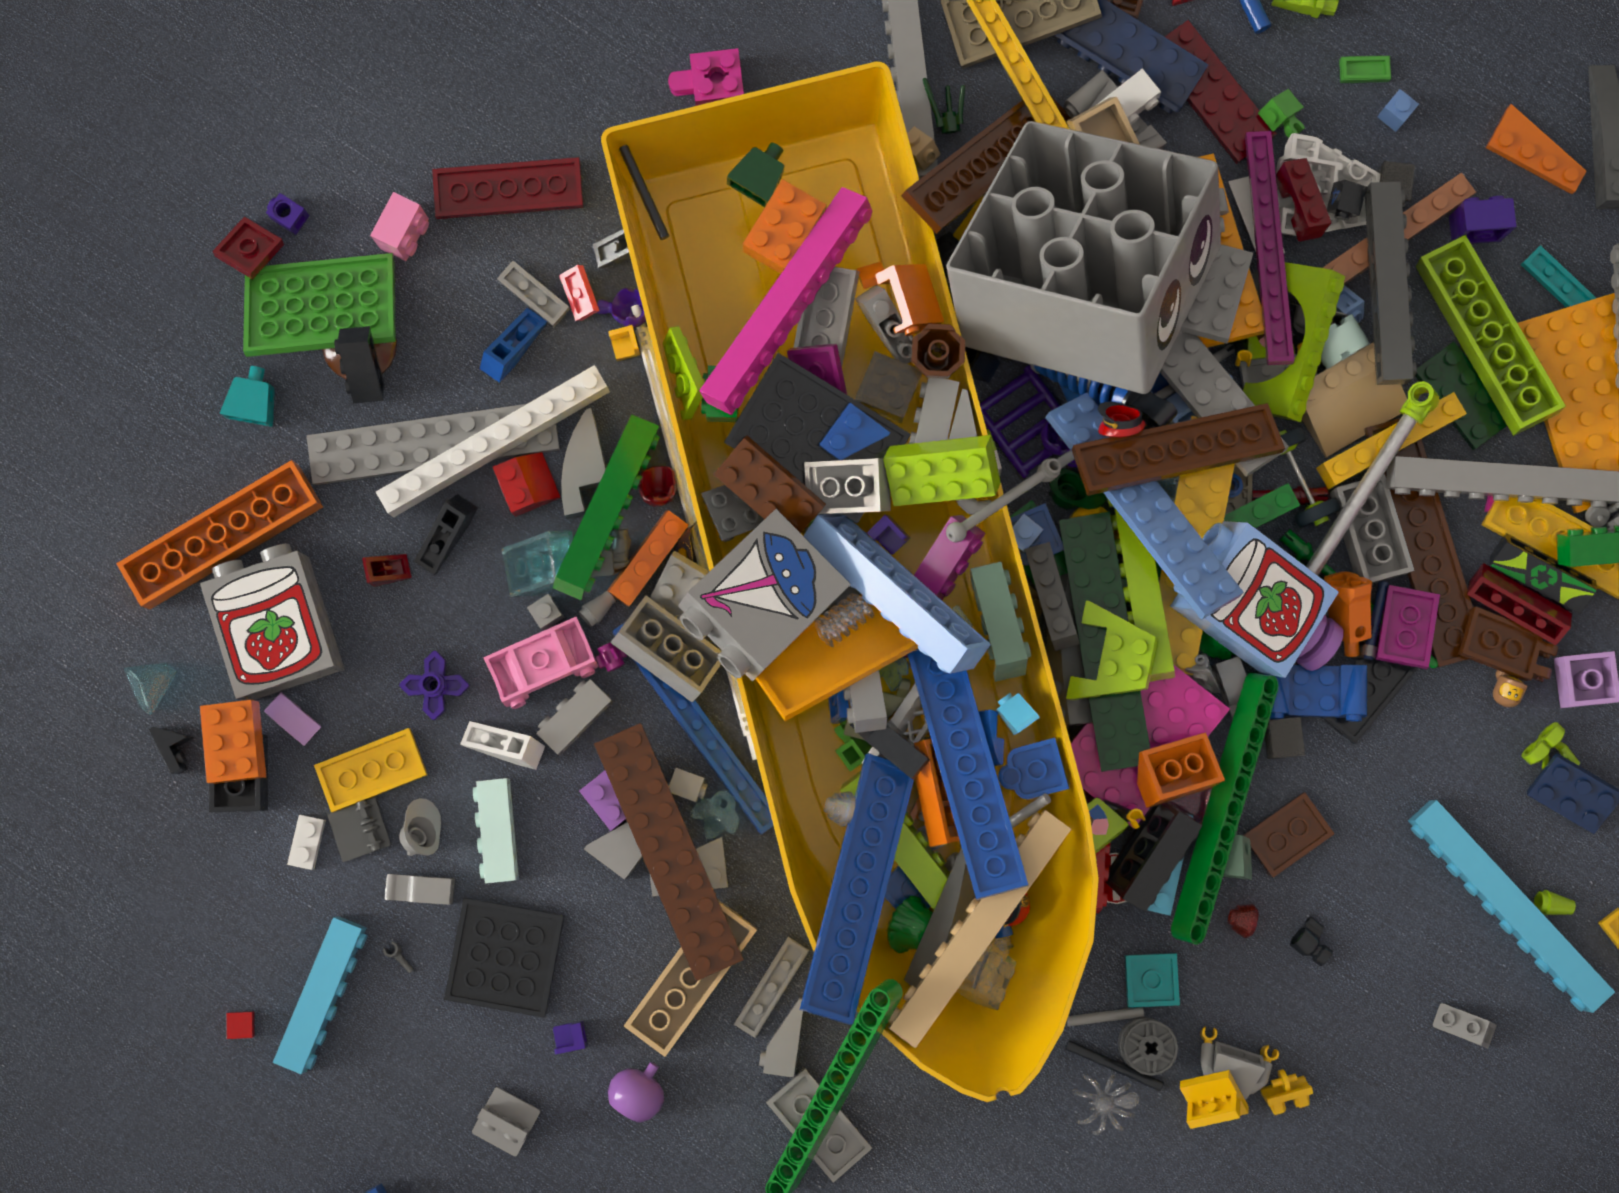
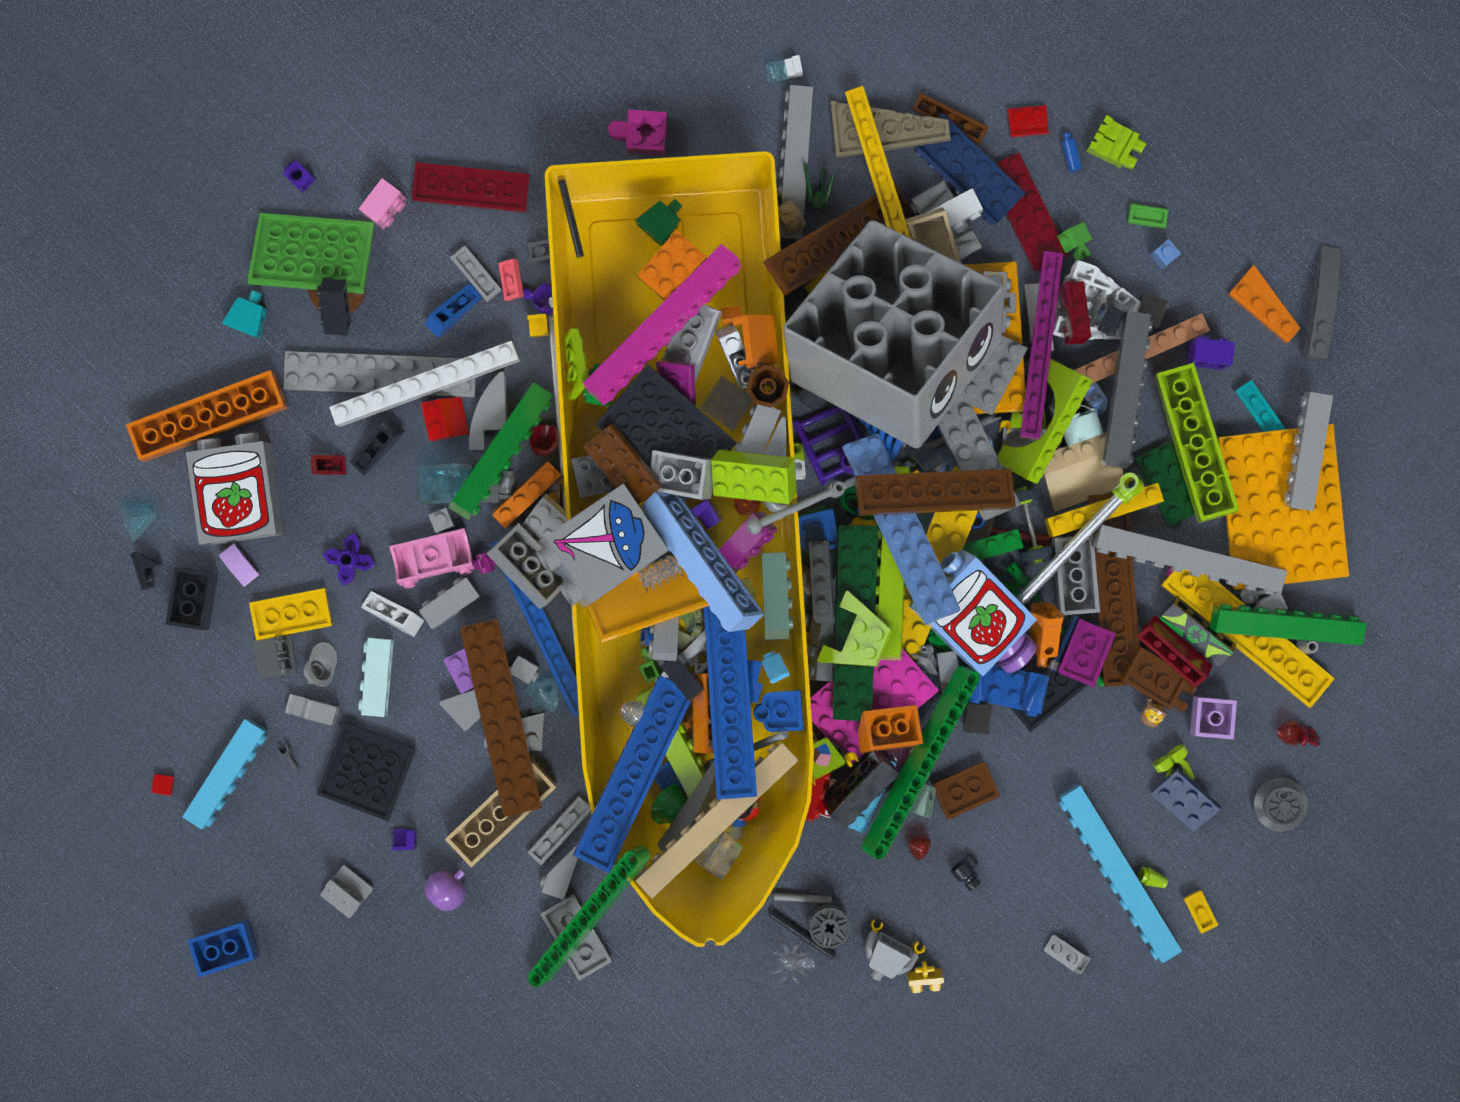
camera: 10 degrees right, 5 degrees up
(232, 741) = (191, 576): orange brick -> none
(248, 247) = (264, 198): dark red plate -> none
(306, 842) = (234, 658): white plate -> none
(596, 609) = (481, 524): light grey cone -> none
(852, 433) = (692, 435): blue wing -> none
(936, 518) = (752, 507): none -> clear red cone
(1026, 532) = (811, 529): light blue bracket -> none
(1120, 420) = (895, 462): red piece -> none
(1152, 980) = (842, 878): teal plate -> none
(1213, 1099) = (868, 974): yellow bracket -> none

